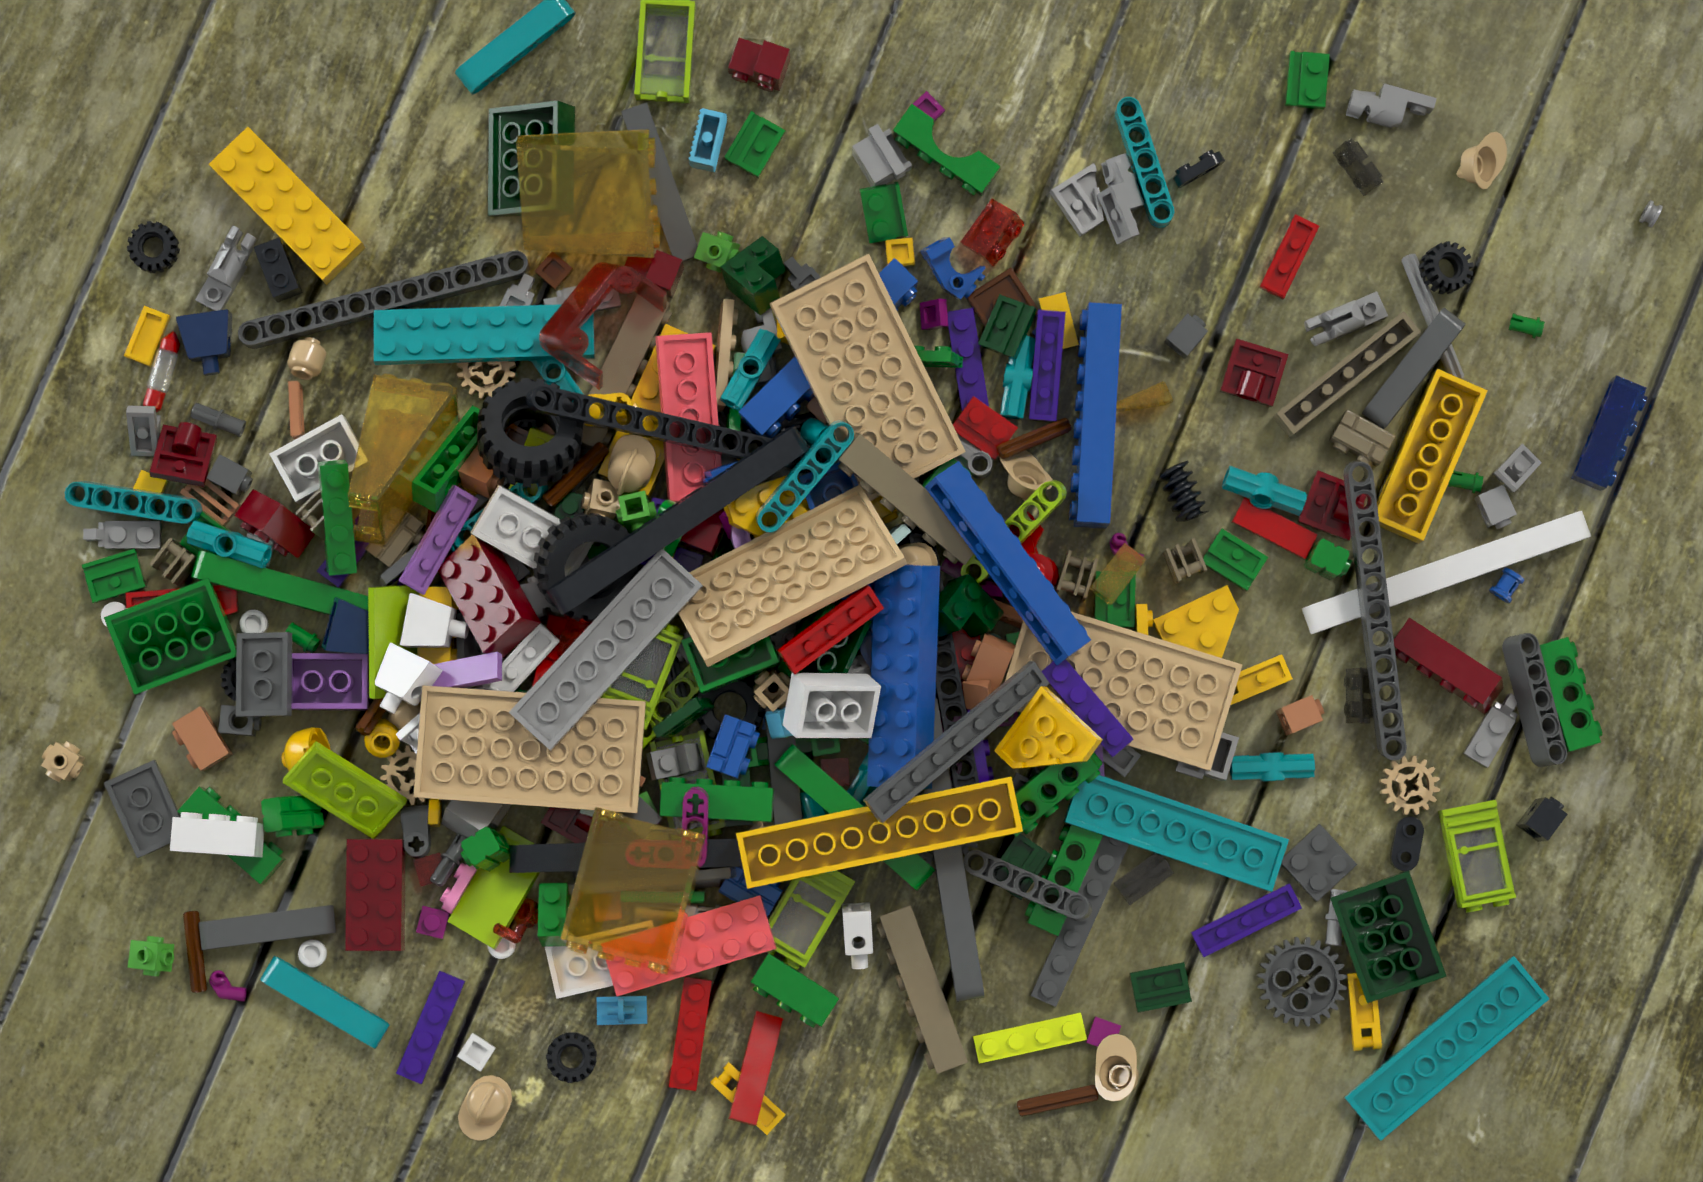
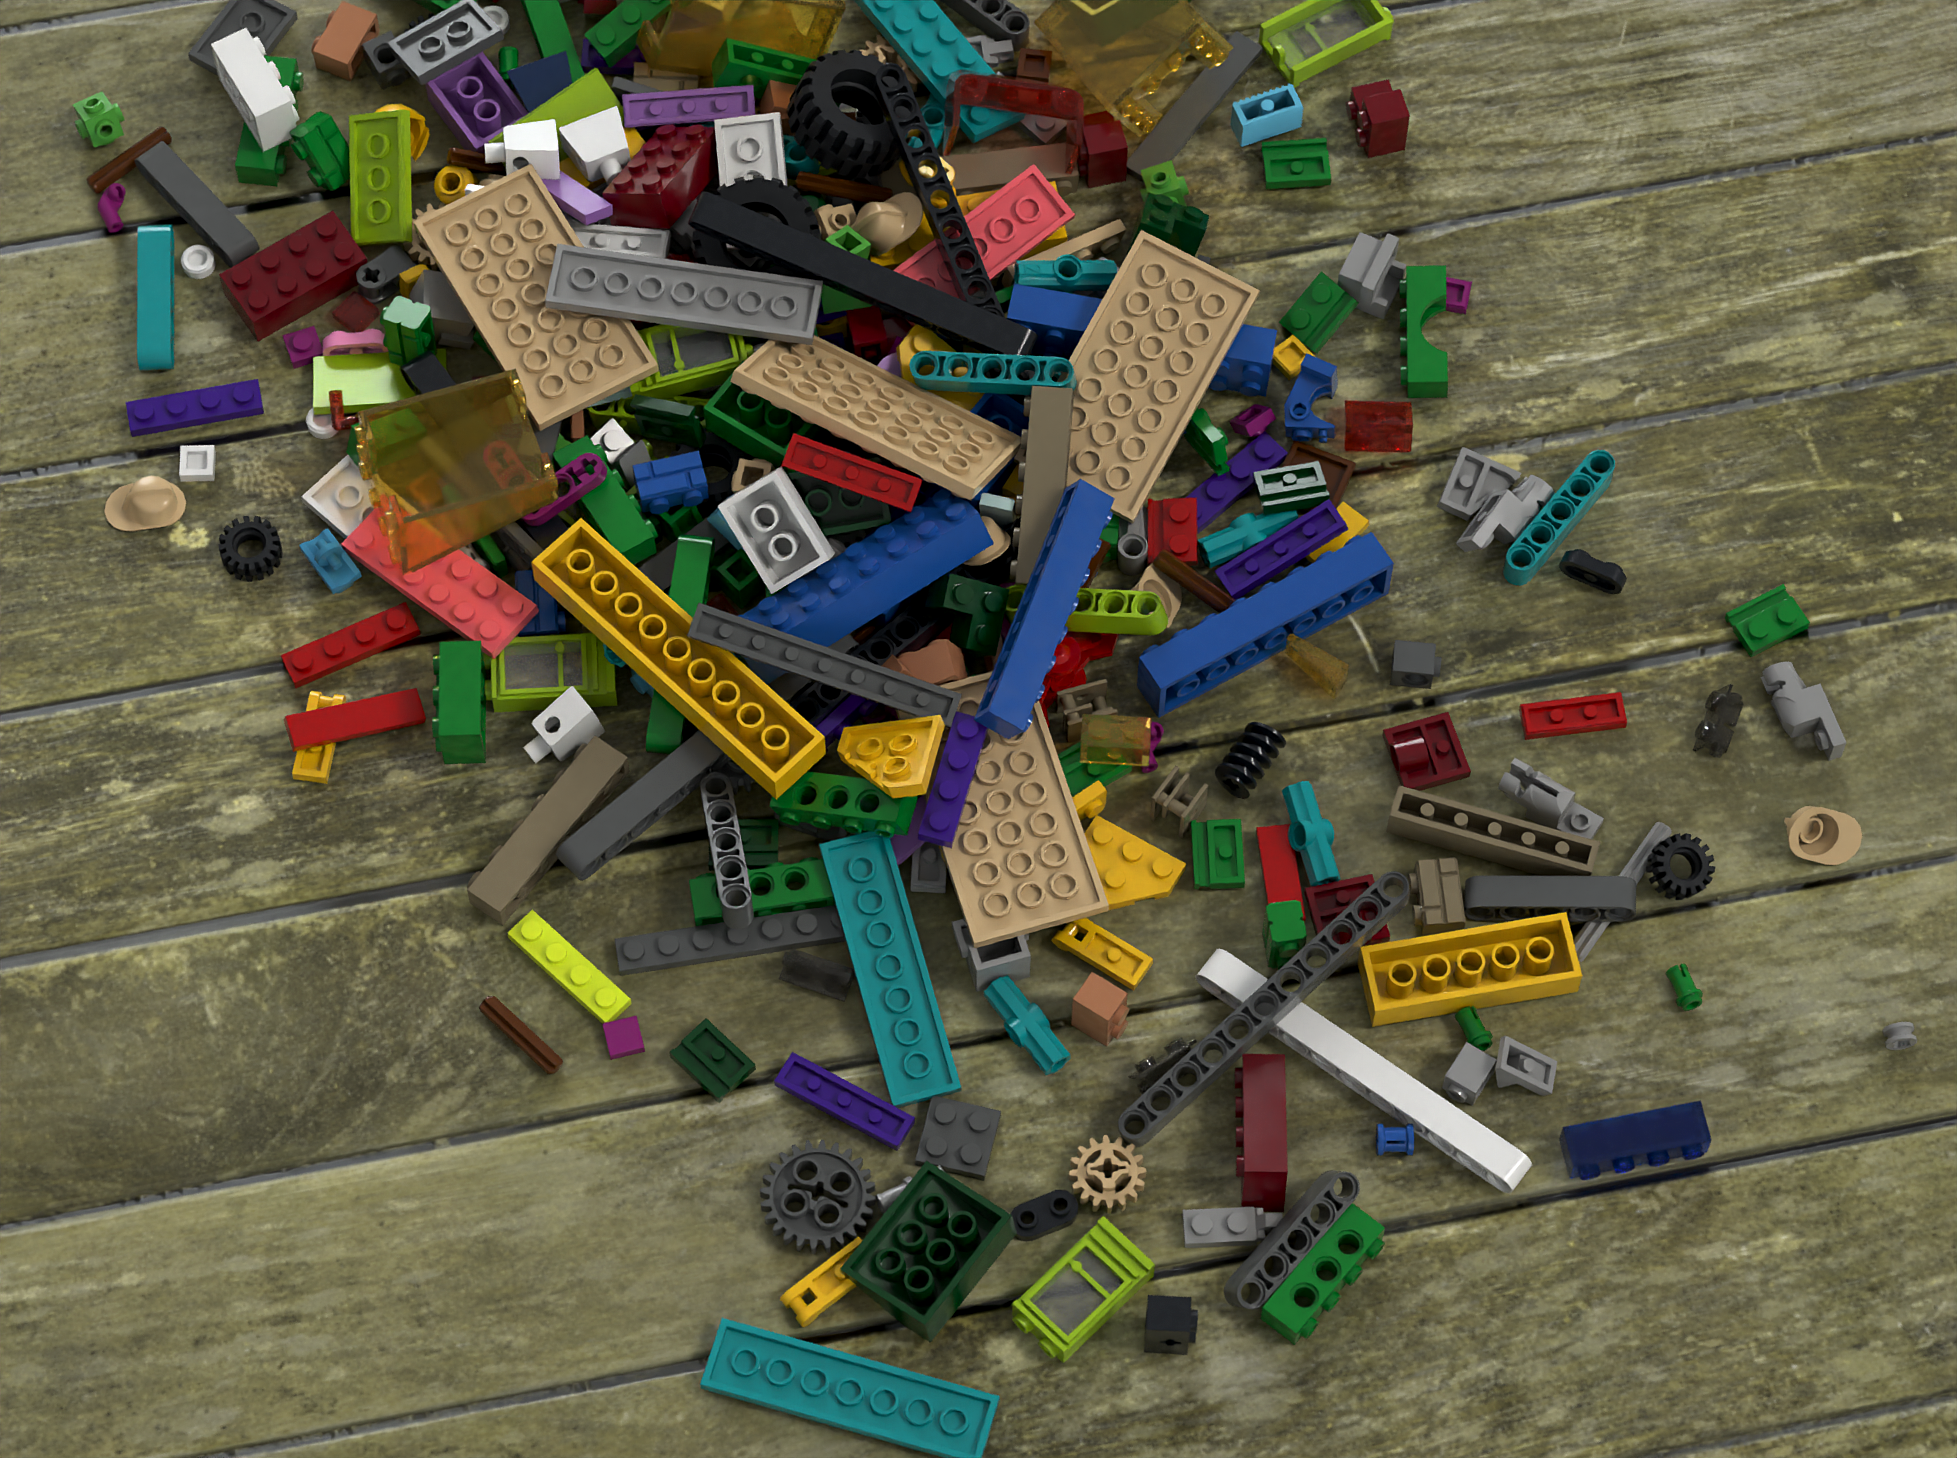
camera: 60 degrees right, 20 degrees down
(449, 861) = (362, 319): dark grey axle -> none
(1116, 1068) = (592, 1067): tan piece -> none

